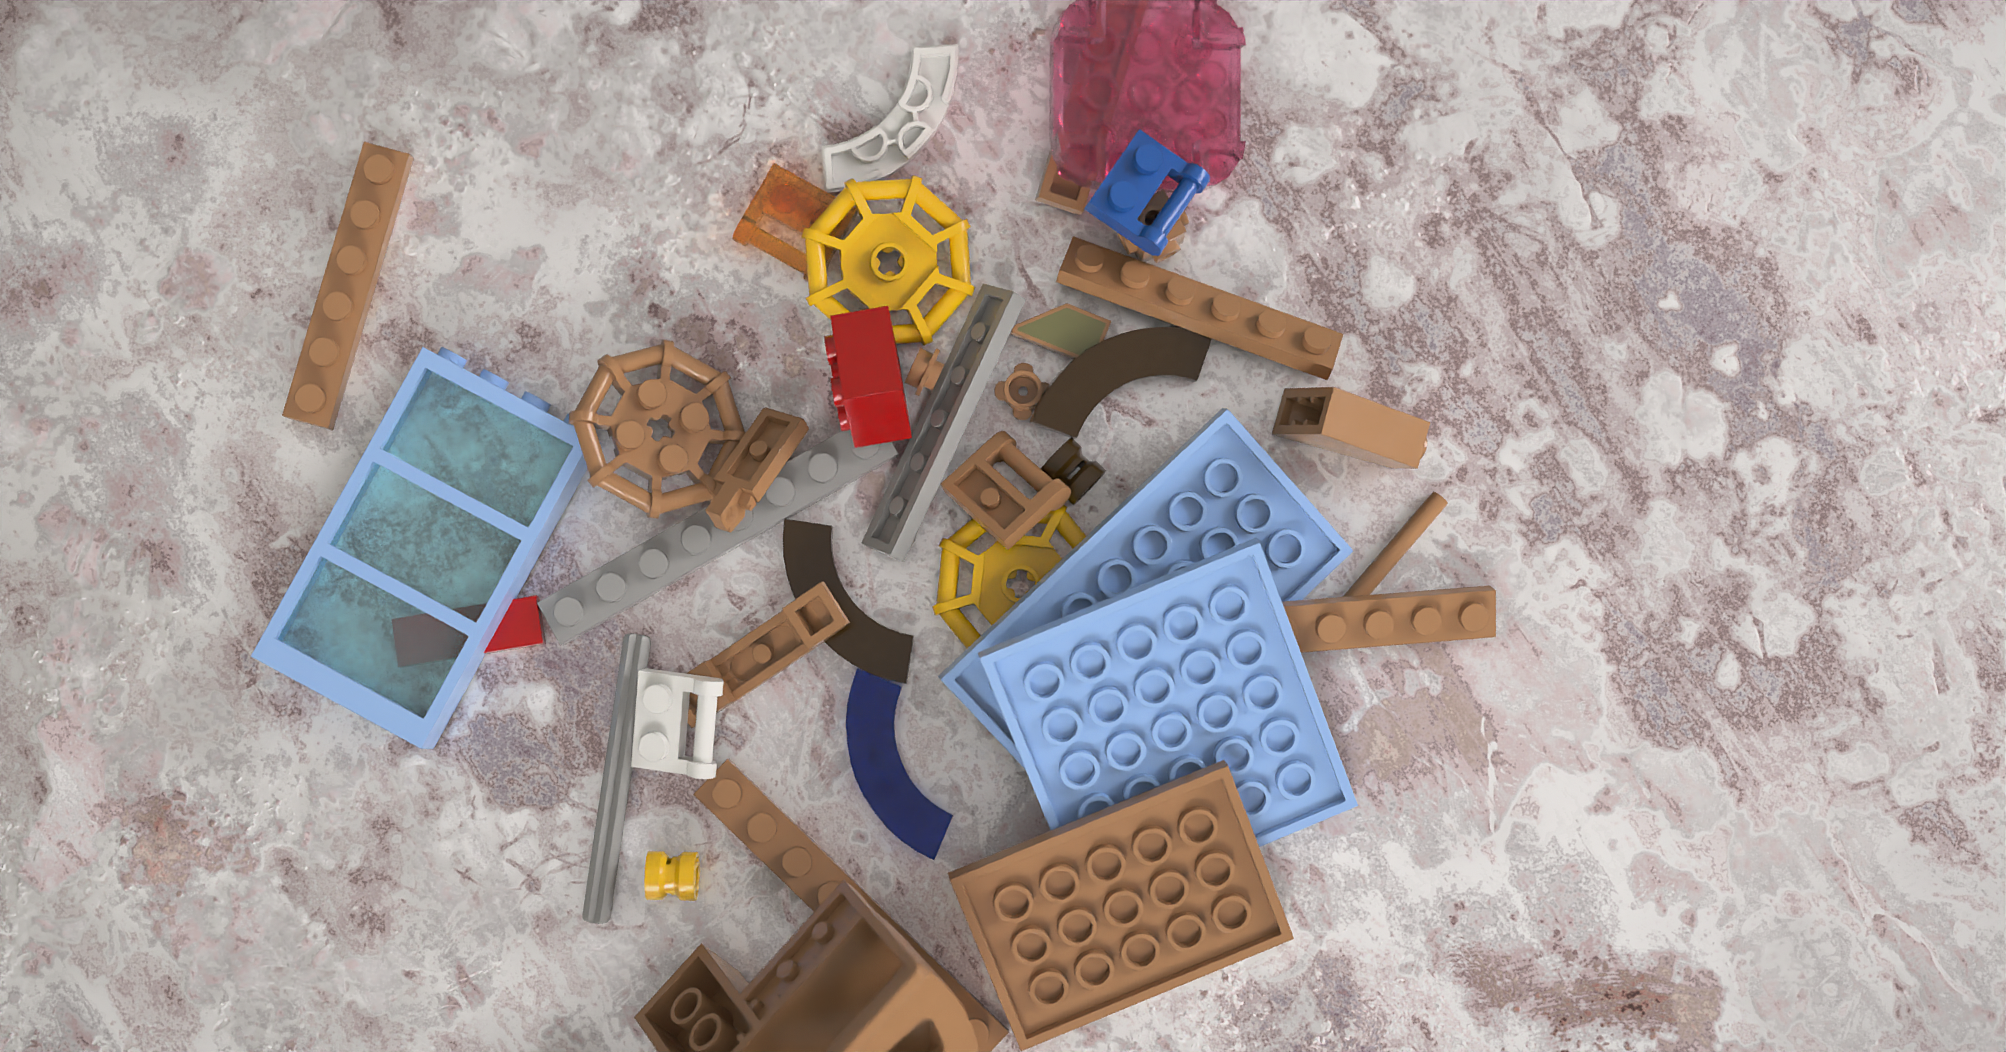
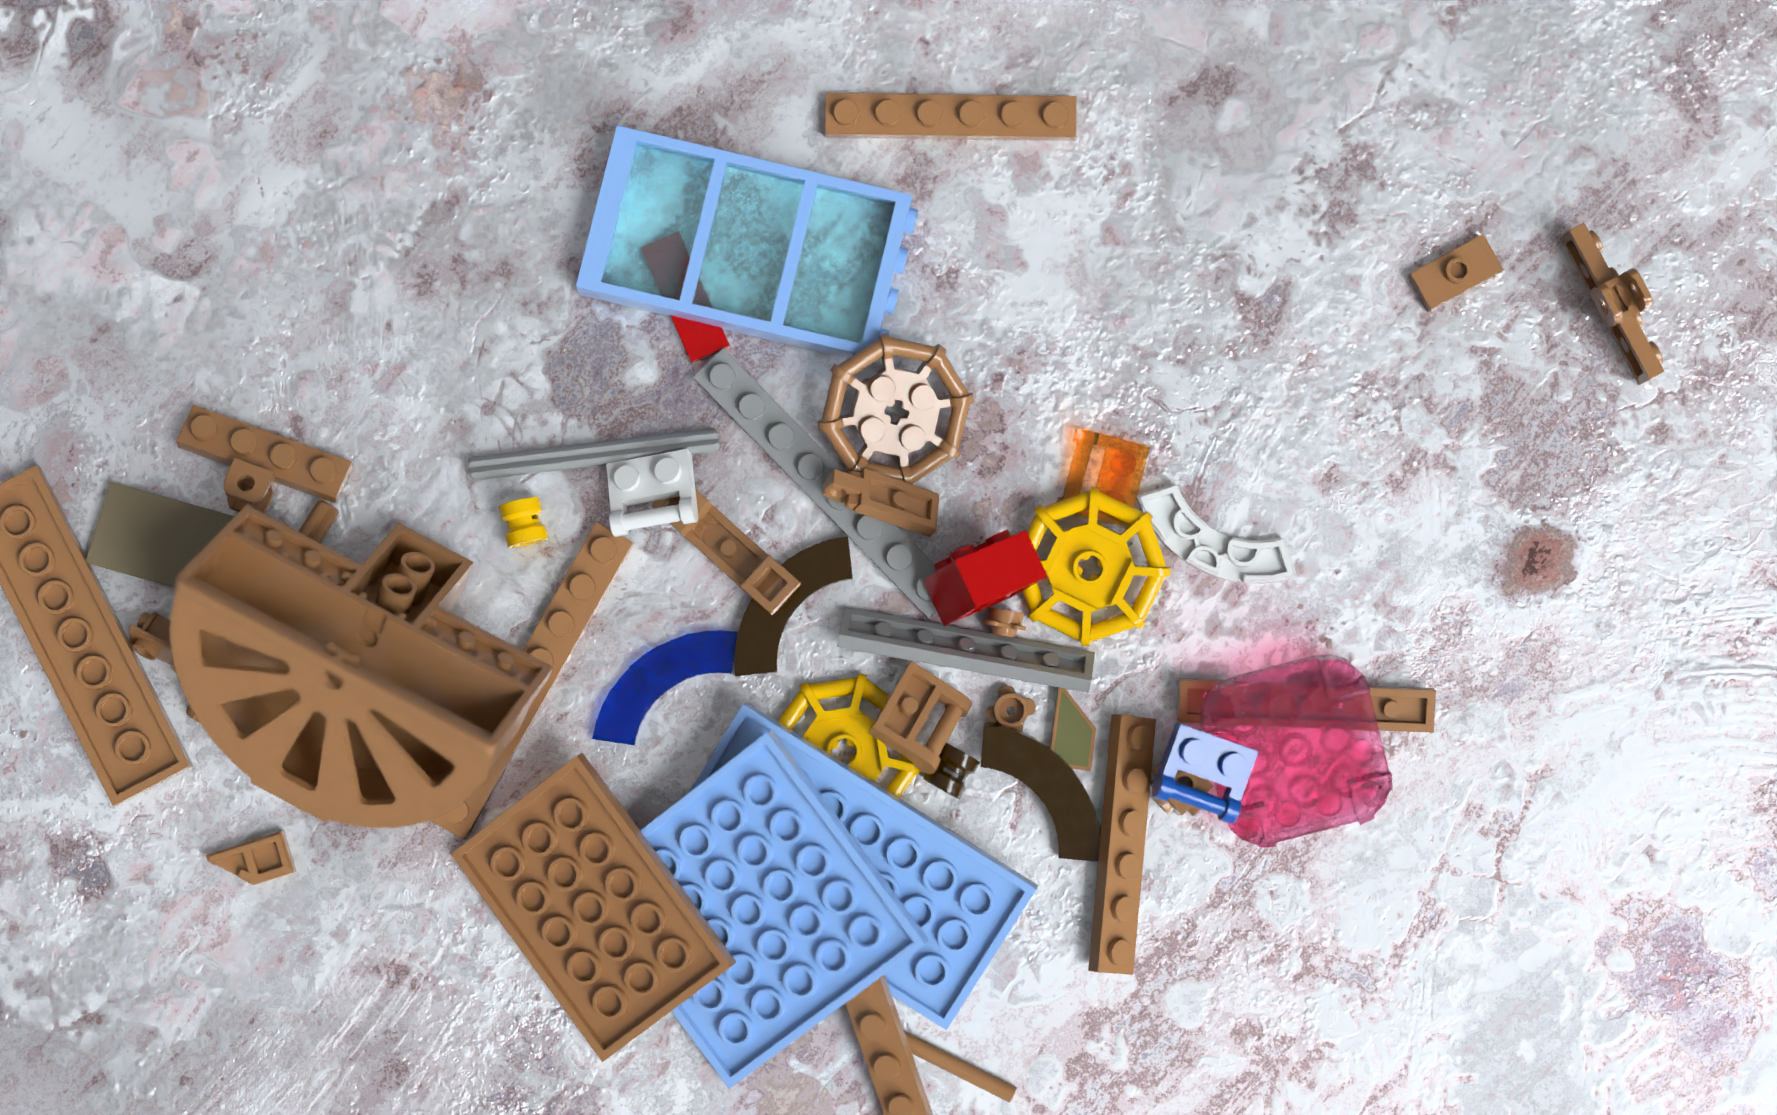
camera: 70 degrees right, 0 degrees up
(1351, 426) = (1052, 1002): medium nougat slope -> none

